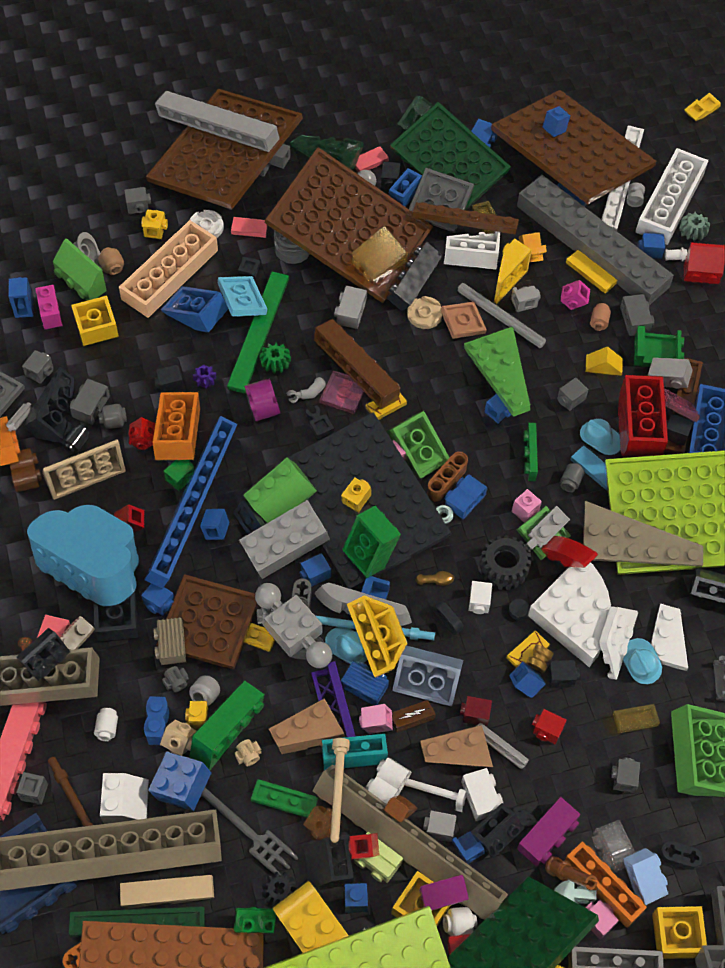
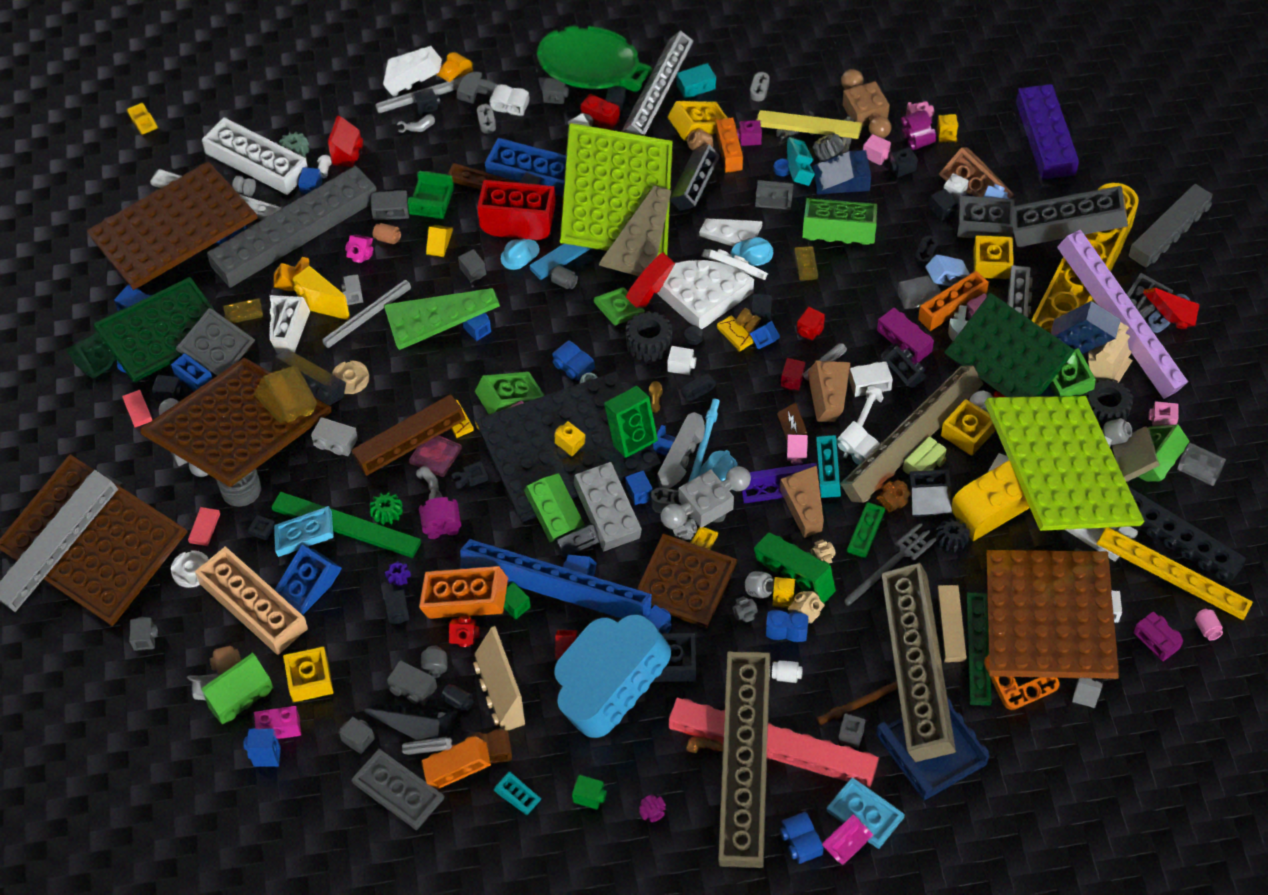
camera: 80 degrees left, 5 degrees down
(43, 654) = (734, 689): black slope -> none
(77, 633) = (702, 690): brick -> none
(123, 798) = (862, 659): white slope -> none
(154, 224) = (183, 614): yellow brick -> none
(170, 641) = (709, 606): dark tan brick -> none
(179, 781) = (850, 605): brick -> none
(255, 920) = (981, 550): green hips -> none
(340, 748) = (832, 467): tan piece -> none
(344, 151) = (120, 440): clear green wedge -> none
(356, 898) = (960, 475): blue brick -> none
(363, 684) = (761, 454): blue brick -> none
(364, 846) = (923, 455): red brick -> none
(378, 633) = (720, 432): yellow wedge -> none
(400, 808) = (887, 431): dark orange slope -> none
(427, 675) = (755, 407): sand blue slope -> none
(440, 826) = (897, 410): light grey brick -> none
(444, 892) = (964, 403): magenta slope -> none
(451, 469) = (548, 372): dark orange beam -> none
(463, 320) = (367, 344): nougat tile -> none
(465, 218) = (248, 323): reddish brown plate -> none
(468, 847) = (917, 394): blue panel -> none
(526, 506) = (591, 314): bright pink brick -> none
(530, 452) = (531, 304): green plate -> none
(546, 528) = (618, 299): light grey hinge -> none
(556, 121) = (147, 226): blue brick -> none
(565, 871) = (943, 323): dark orange pin -> none
(591, 271) = (328, 235): yellow tile -> none
(626, 775) = (857, 275): dark grey brick -> none
(675, 372) = (464, 186): light grey brick -> none
(681, 405) = (514, 175): clear pink tile -> none

